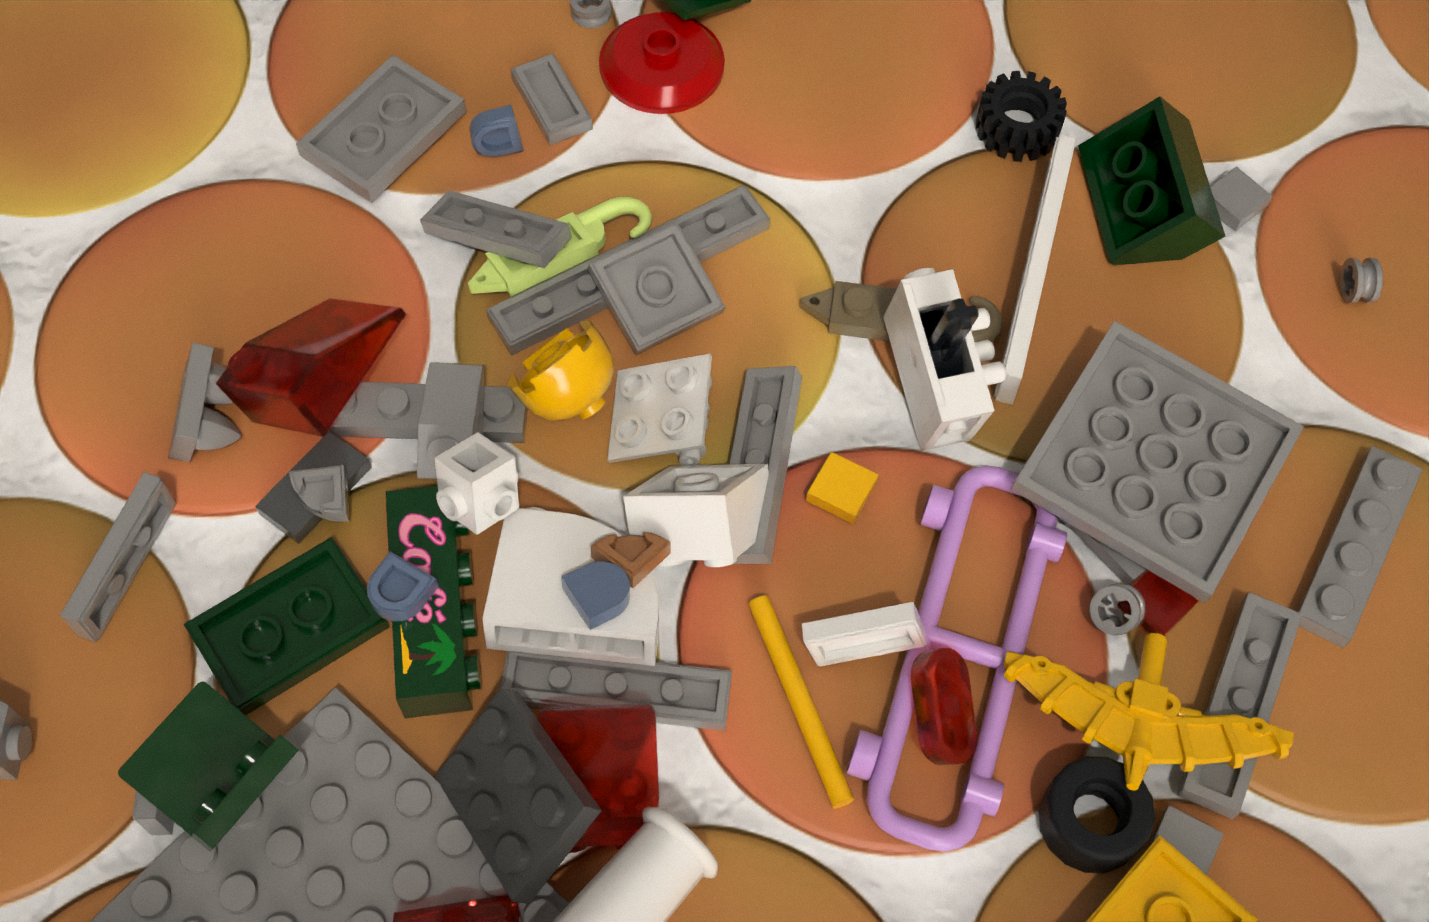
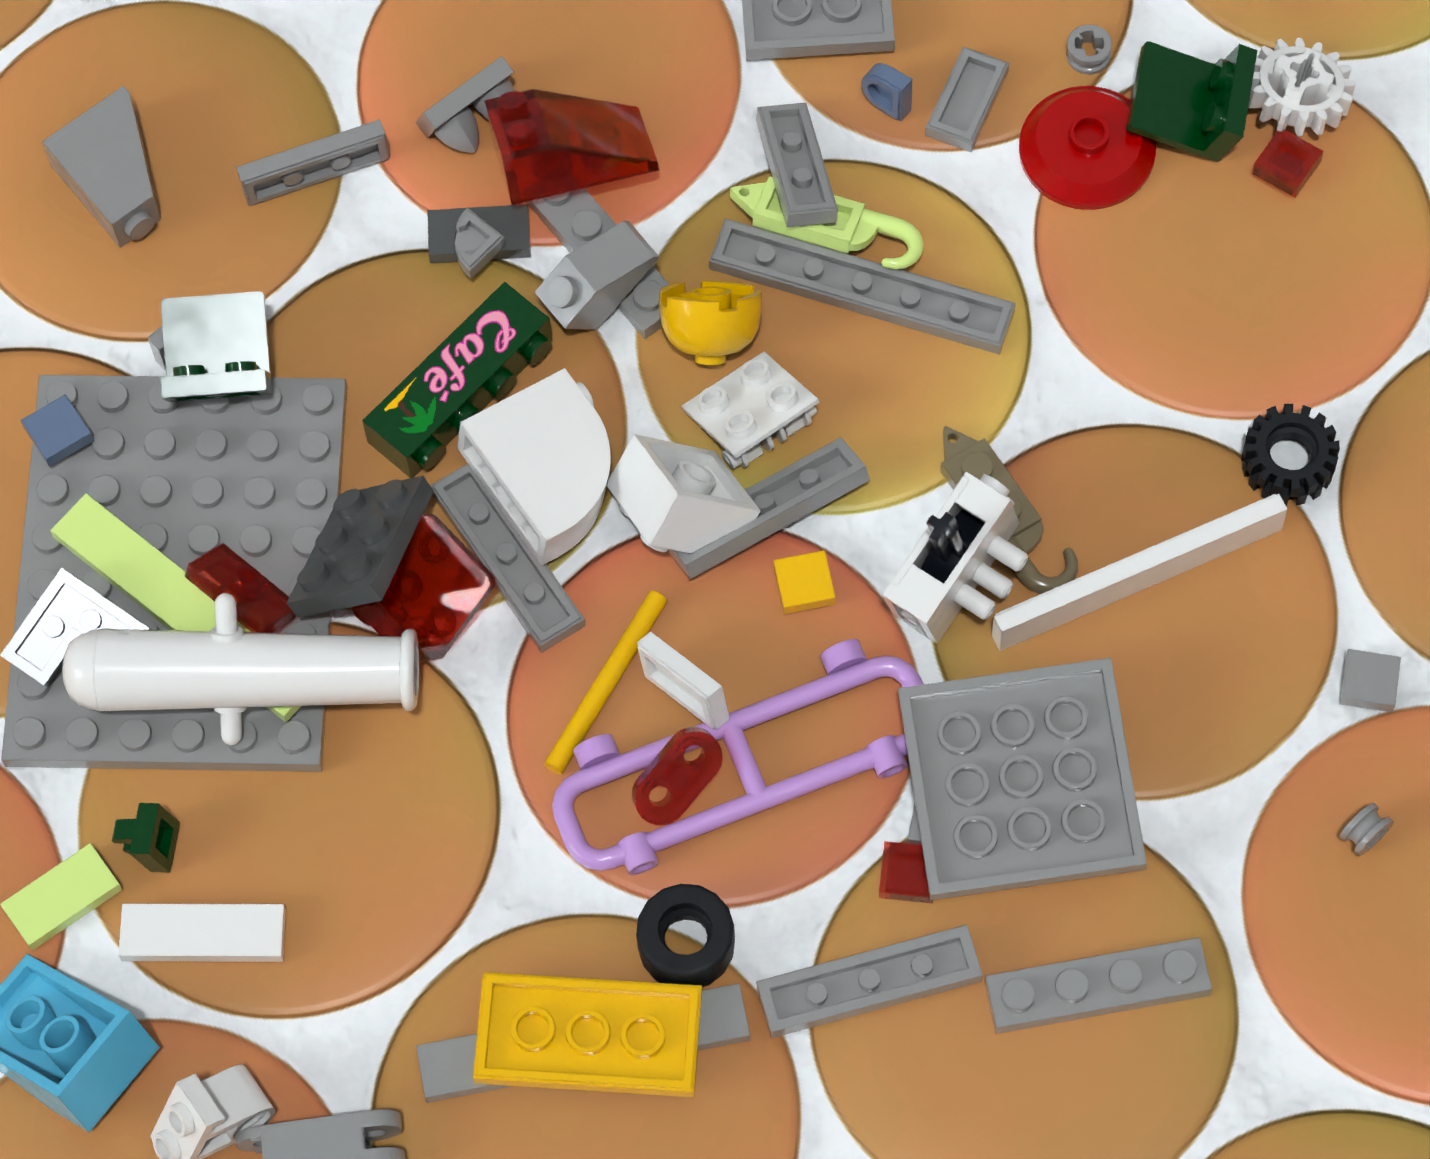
camera: 55 degrees right, 5 degrees up
(285, 626) = (363, 309): dark green tile -> none
(399, 589) = (437, 353): sand blue tile -> none
(477, 483) = (553, 332): white brick -> none
(597, 591) = (543, 478): sand blue tile -> none
(632, 553) = (595, 477): medium nougat tile -> none
(656, 288) = (853, 318): light grey tile -> none
(1113, 624) = (882, 847): light grey bush -> none
(1144, 718) = (783, 914): yellow bar -> none
(1150, 187) = (1309, 605): dark green slope -> none

